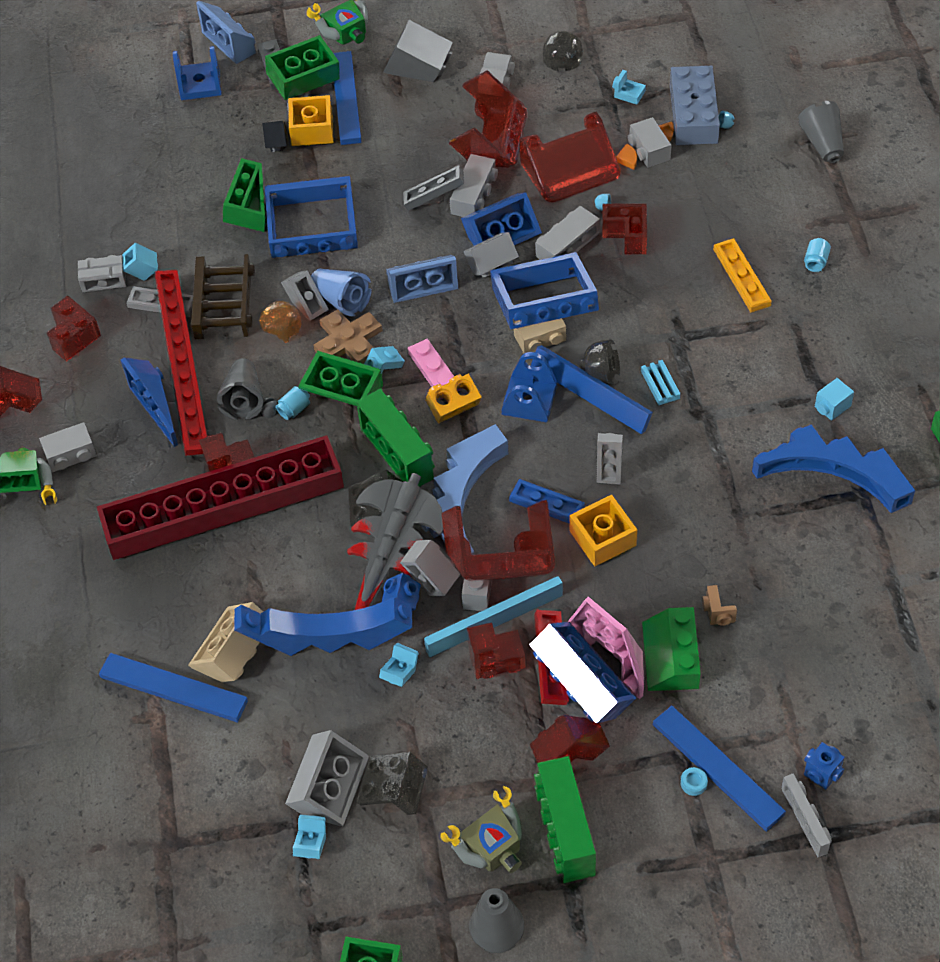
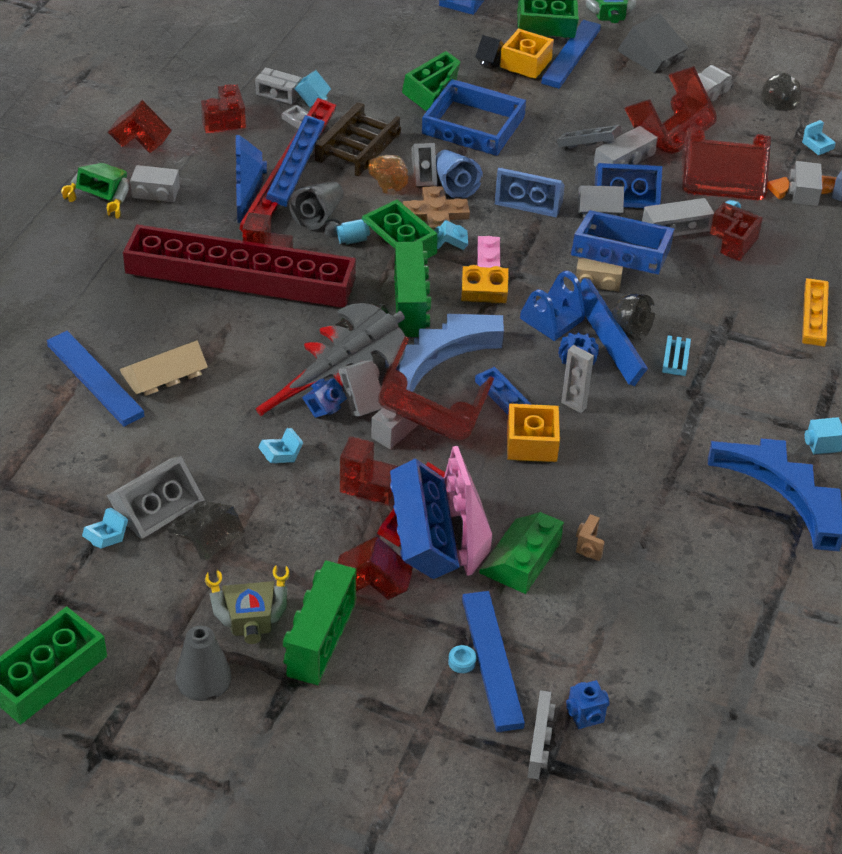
camera: 25 degrees right, 10 degrees down
(186, 353) = (295, 160): none -> blue tile
(296, 631) = (215, 380): blue arch -> none
(496, 614) = (389, 450): medium azure tile -> none
(579, 423) = (581, 341): none -> blue gear

